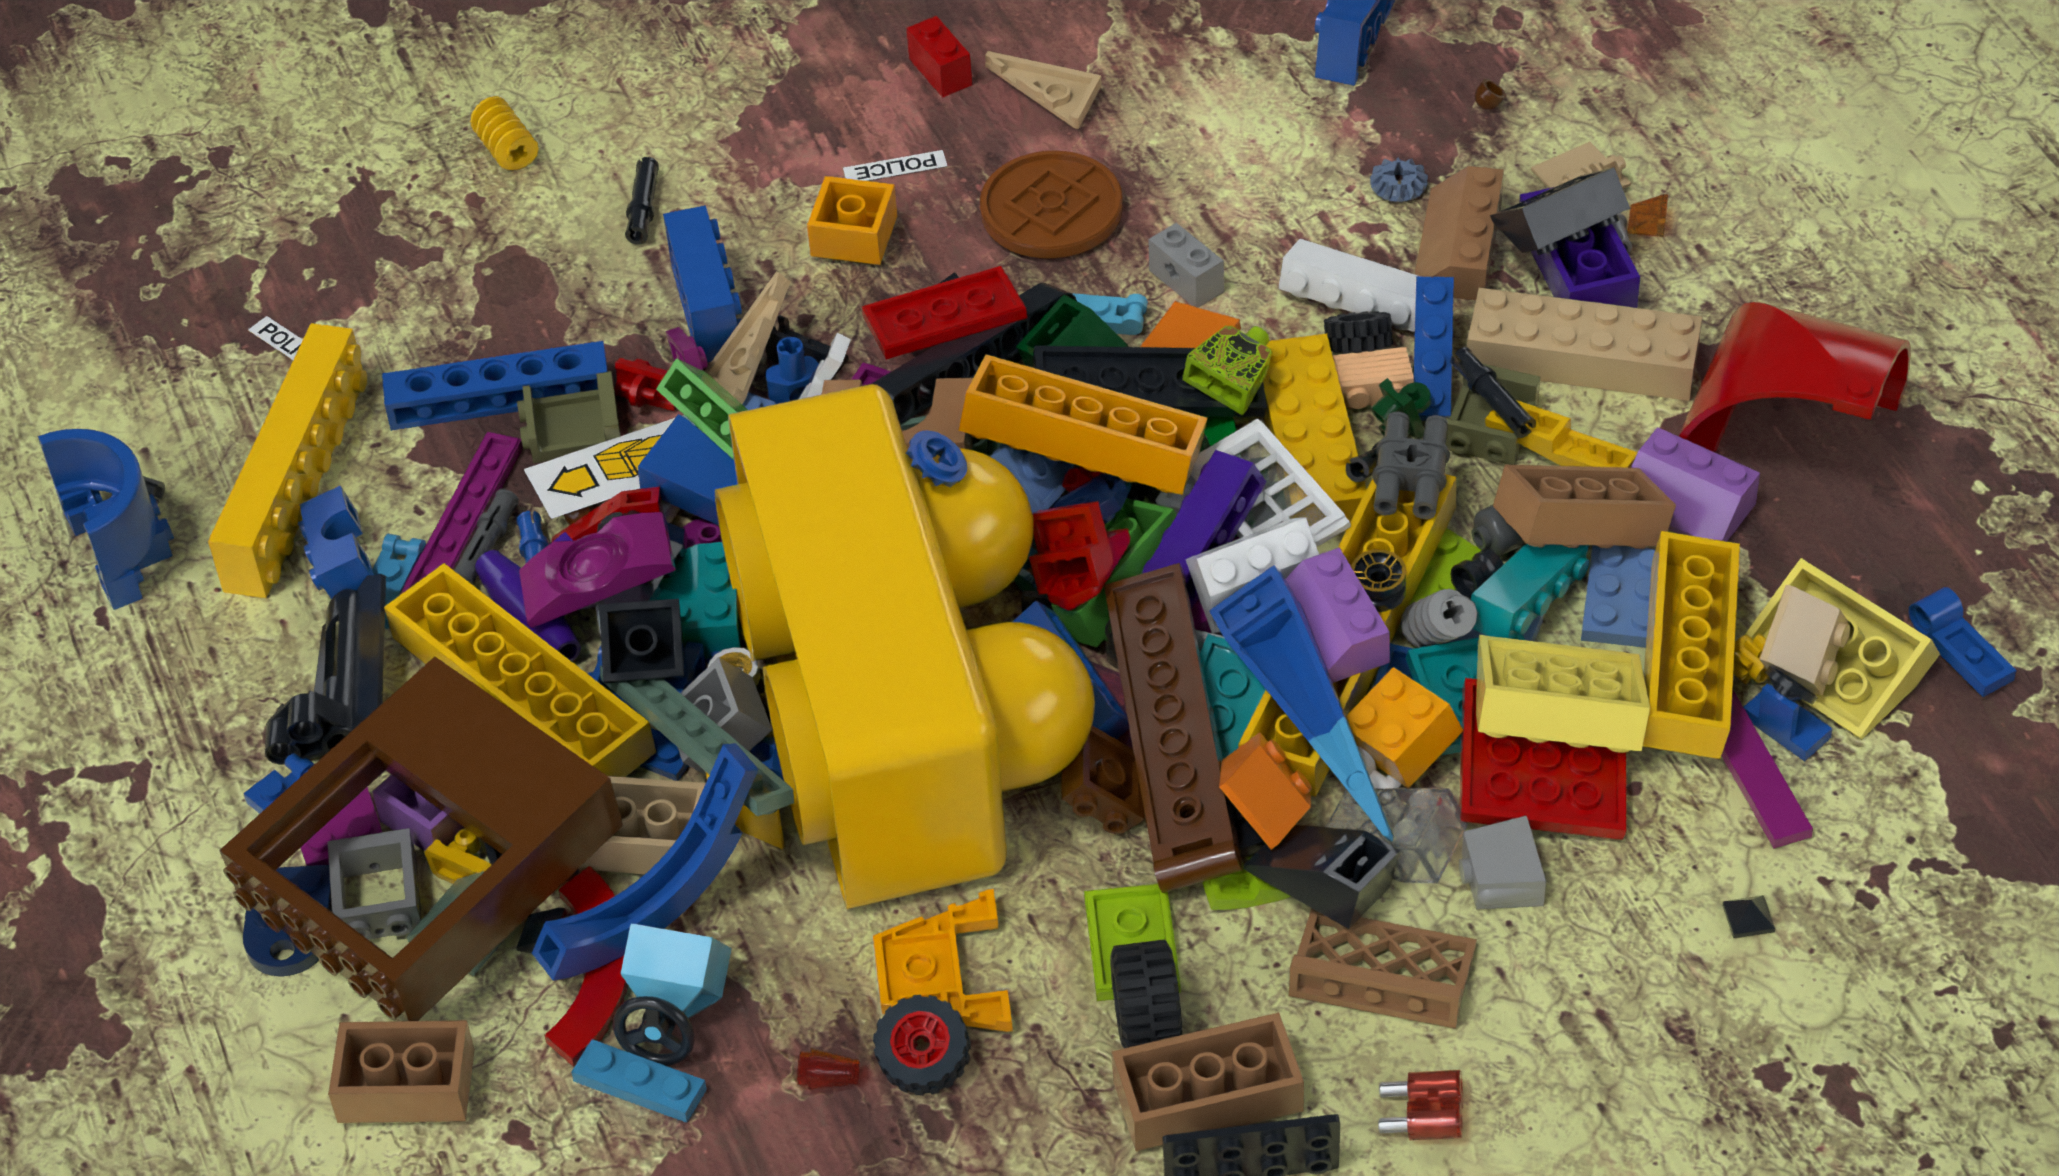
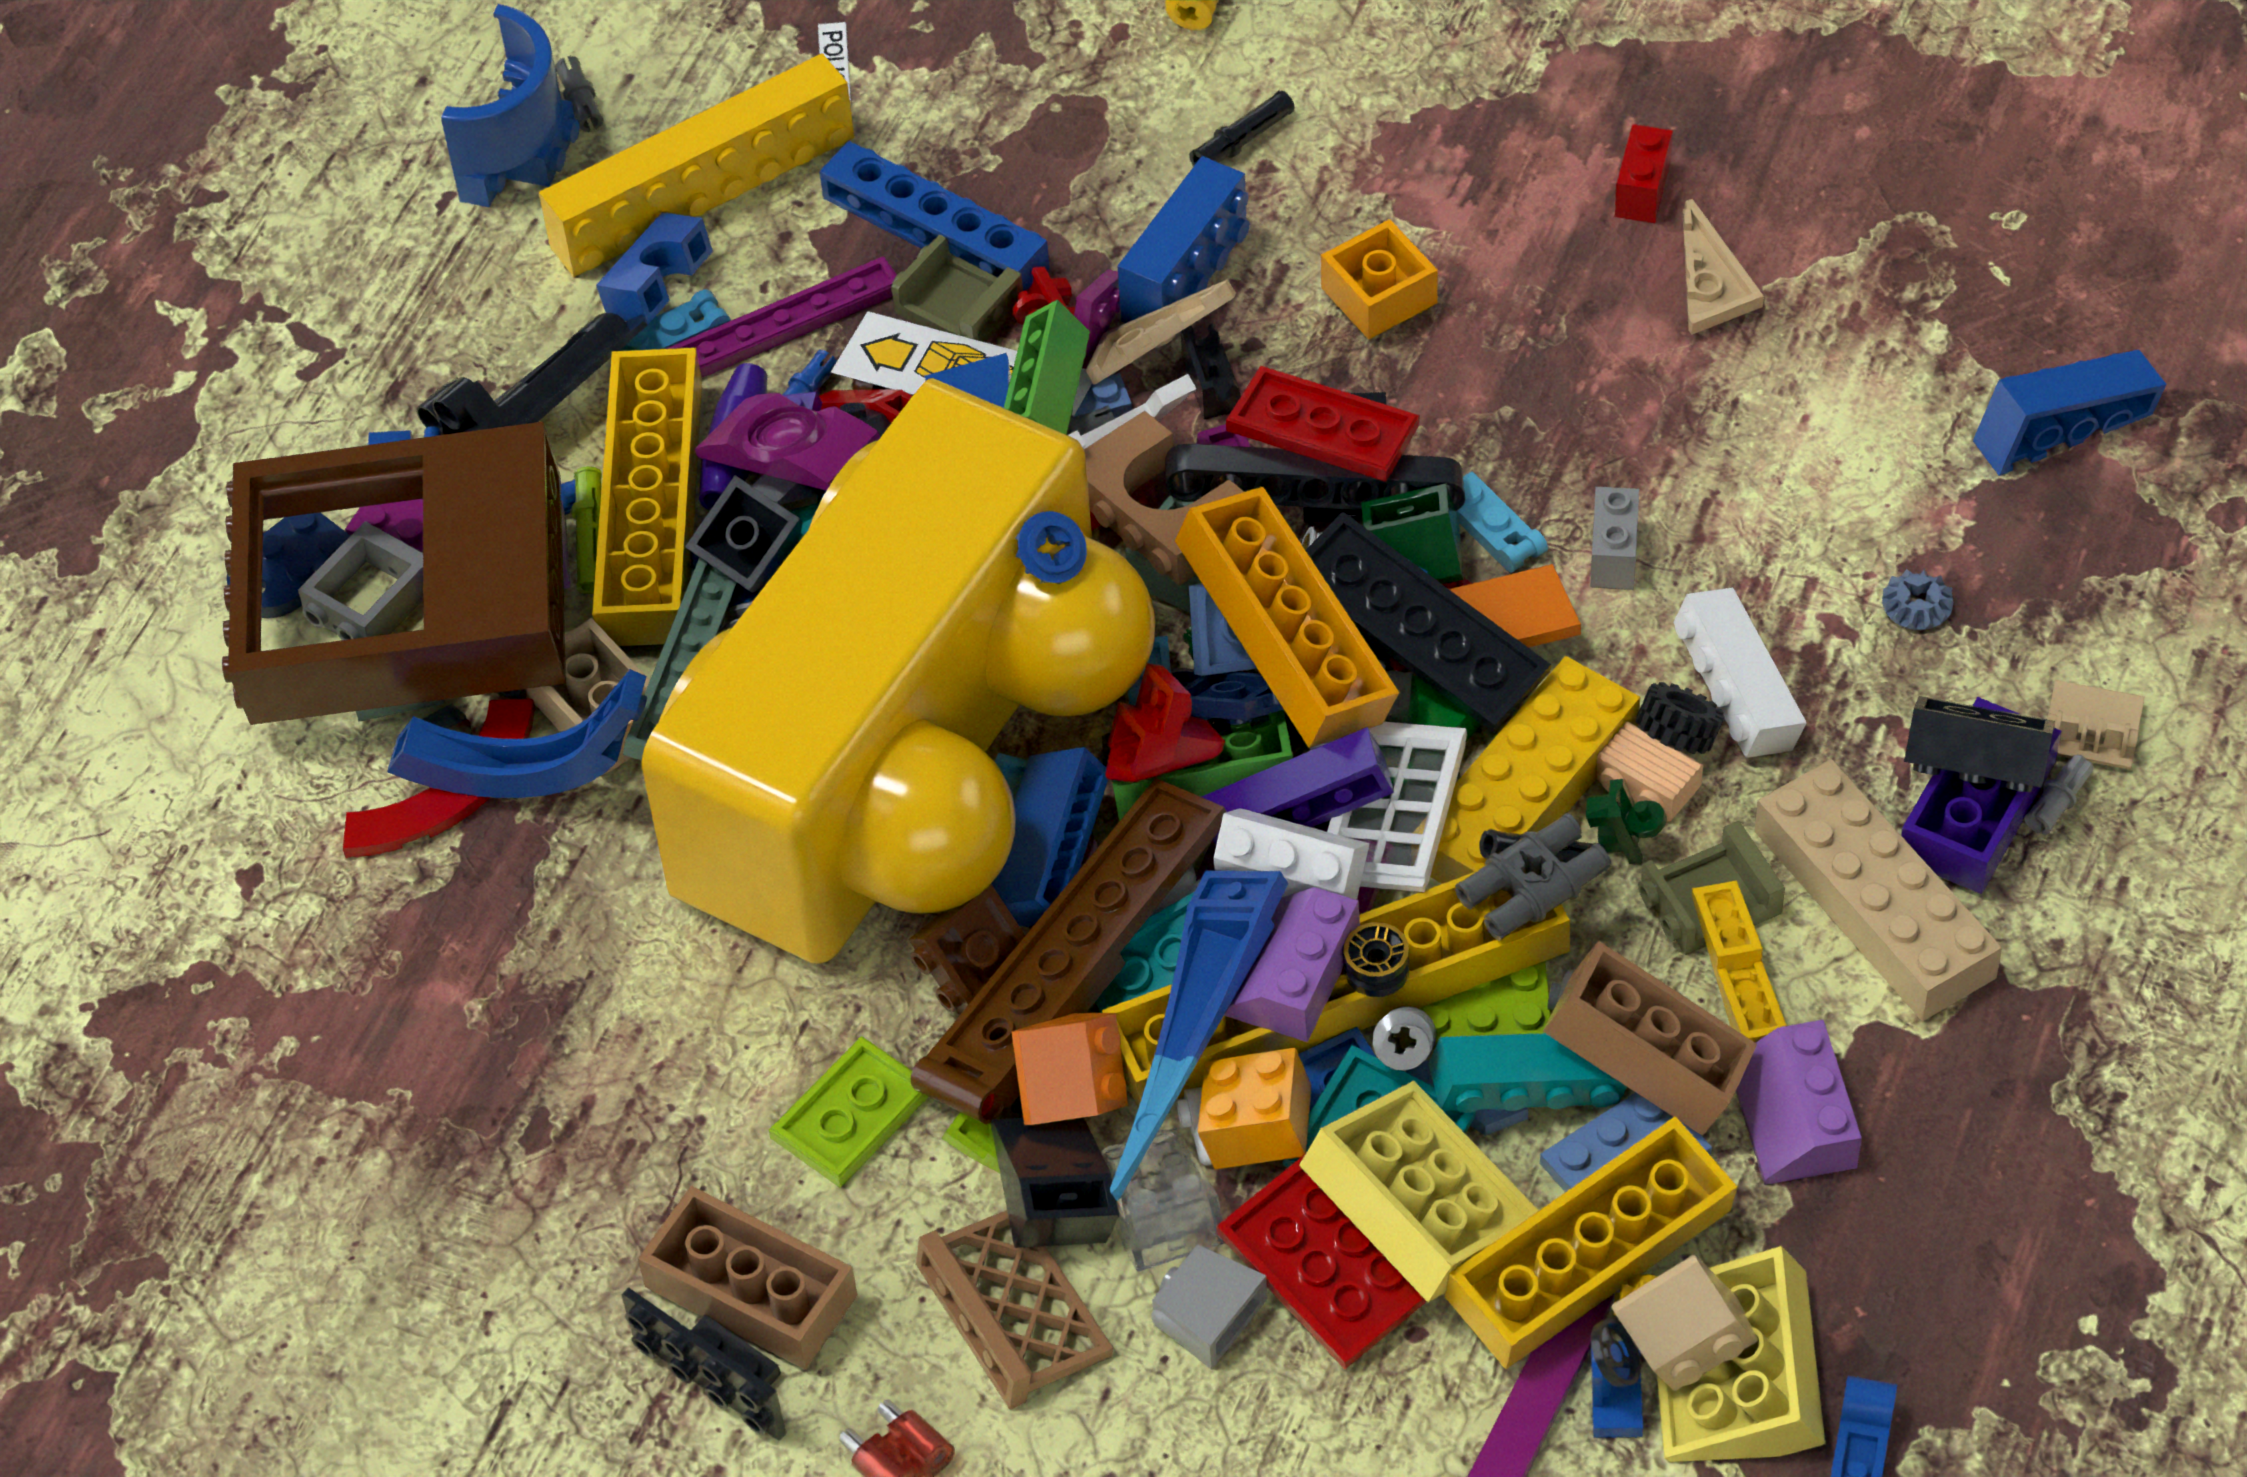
camera: 45 degrees right, 5 degrees up
(401, 1071) = (211, 756): medium nougat brick -> none
(490, 528) = (789, 345): dark grey pin -> none
(639, 1080) = (372, 909): dark azure plate -> none
(672, 980) = (469, 842): medium azure piece -> none
(792, 373) = (1158, 372): blue piece -> none
(825, 1069) = (499, 1014): clear red cone -> none
(896, 166) = (1494, 255): white sticker -> none
(925, 961) = (667, 993): light orange wing -> none
(935, 1024) = (579, 1034): black wheel -> none
(1051, 204) = (1576, 390): dark orange plate -> none
(1145, 992) = (775, 1162): black tyre -> none
(1230, 366) = (1493, 661): lime torso -> none
(1434, 341) = (1726, 783): blue plate -> none
(1459, 229) = (1875, 712): medium nougat slope -> none
(1470, 575) = (1499, 1022): black wheel -> none
(1483, 381) = (1718, 852): black pin -> none
(1489, 94) = (2104, 582): reddish brown hinge -> none
(1649, 216) = (2107, 815): clear orange slope -> none
(1796, 356) = (1997, 1068): red panel -> none

